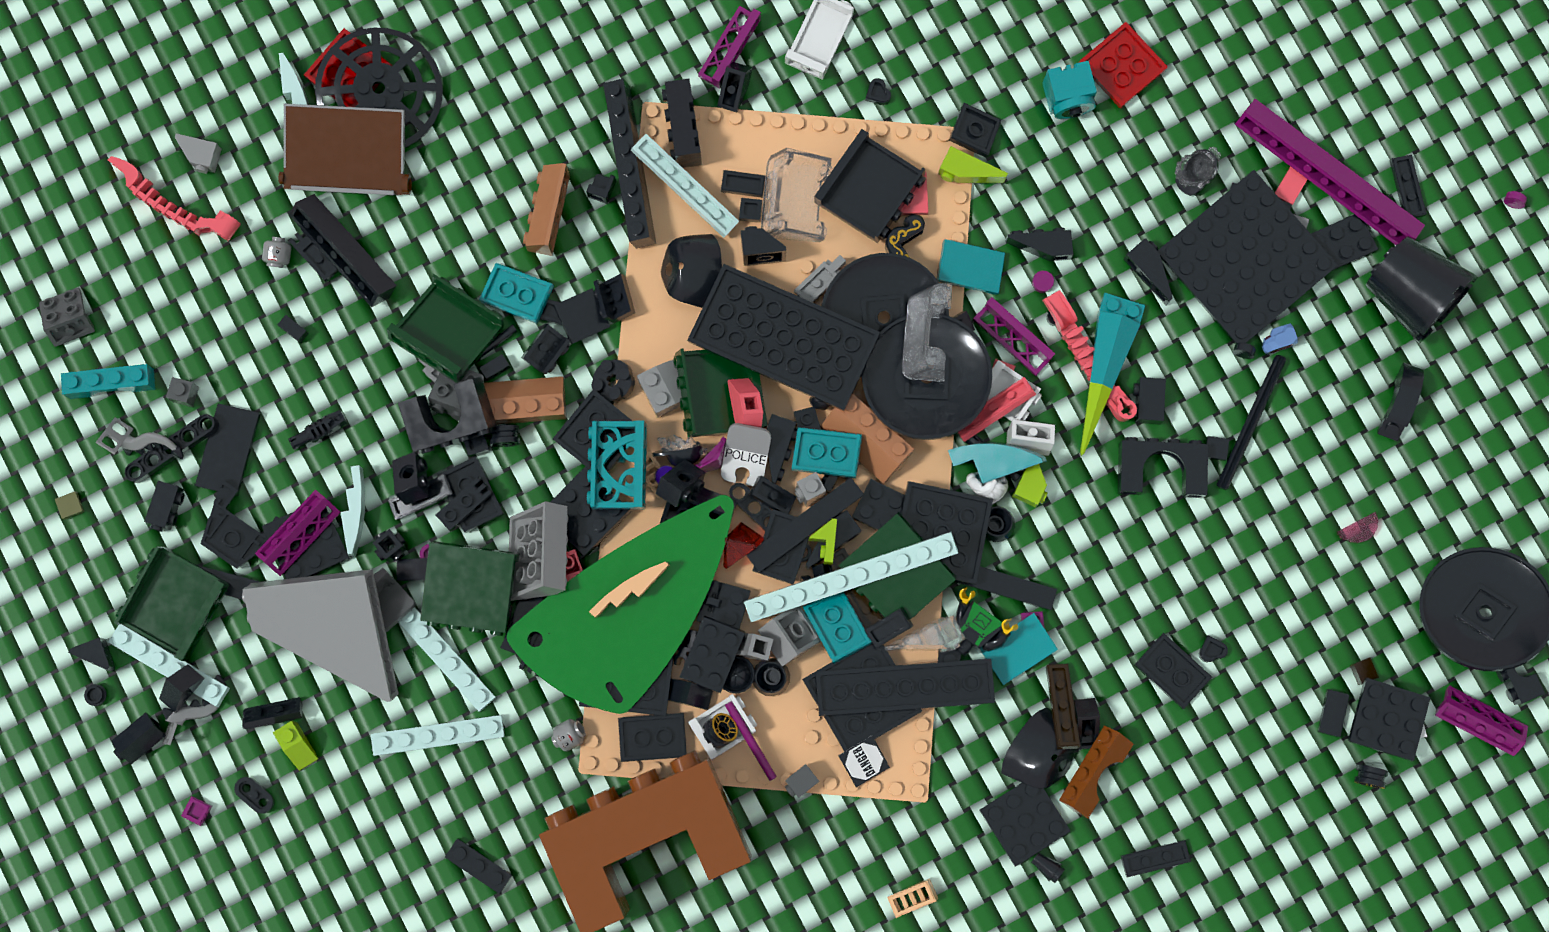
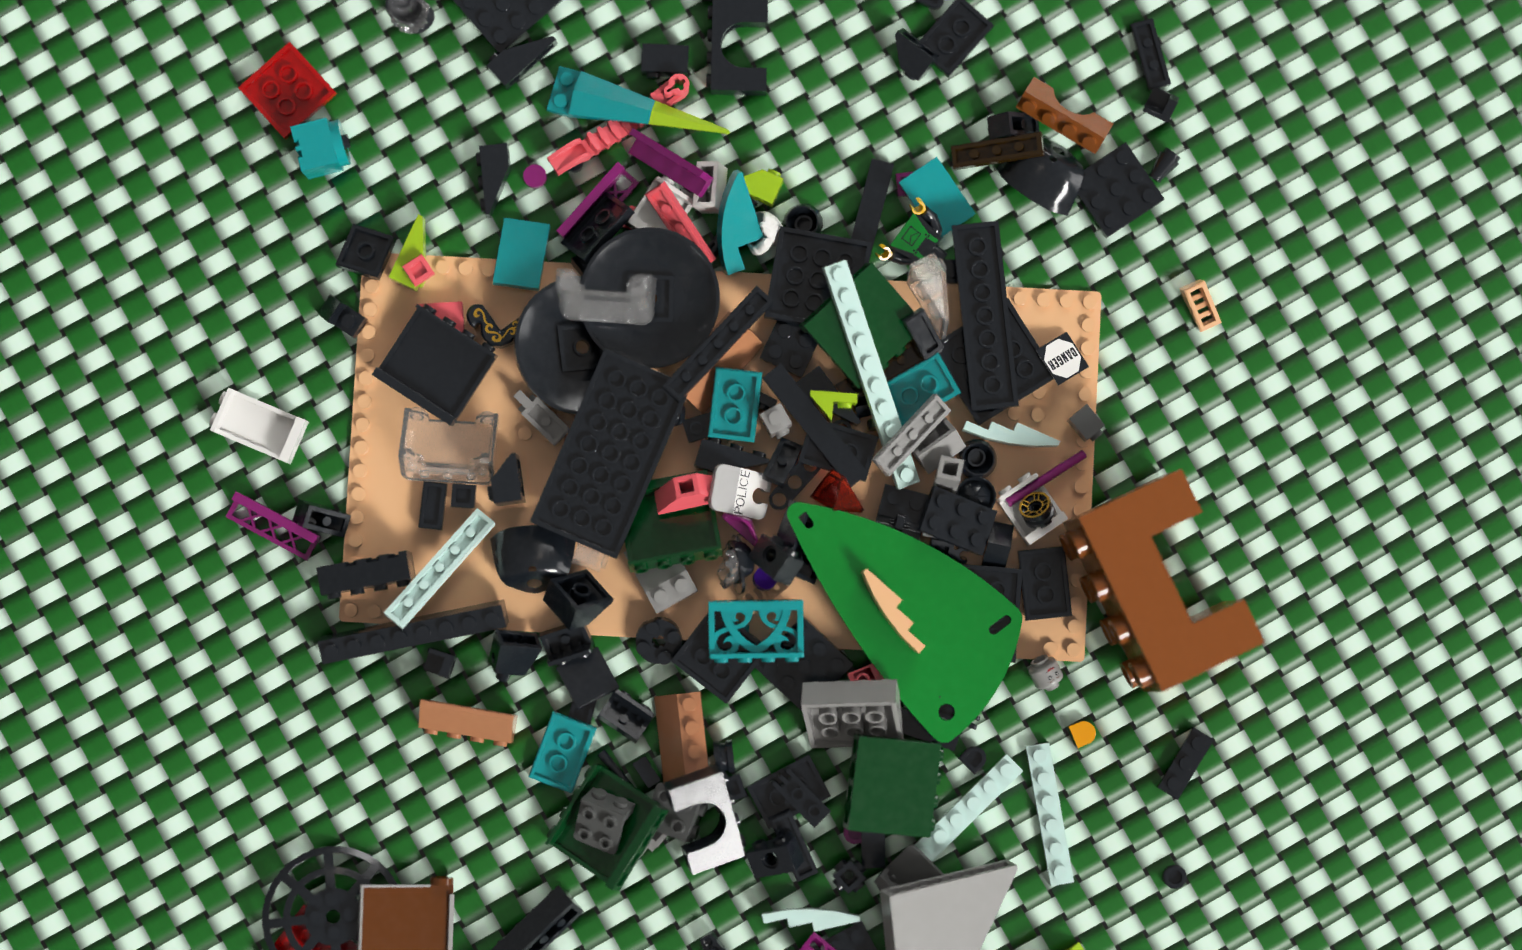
camera: 90 degrees left, 5 degrees up
(373, 851) = (1174, 876): none -> black tile
(453, 323) = (602, 819): none -> dark grey bracket
(492, 666) = (973, 758): none -> black tile
(511, 769) = (1082, 733): none -> light orange tile
(606, 249) = (513, 653): none -> black torso
(653, 306) = (576, 598): none -> black slope
(688, 318) = (589, 558): none -> clear brick
(791, 717) = (1019, 436): none -> light aqua slope
(793, 613) = (911, 435): none -> light grey tile
(878, 93) = (323, 360): black tile -> none
(882, 435) = (717, 344): none -> black tile
(916, 109) = (342, 316): none -> black slope
(956, 171) = (418, 270): none -> coral tile
(994, 333) = (597, 226): none -> black plate
(1052, 400) = (669, 164): none -> magenta fence
(1106, 866) = (1160, 104): none -> black panel
(1154, 630) = (913, 55): none -> black slope

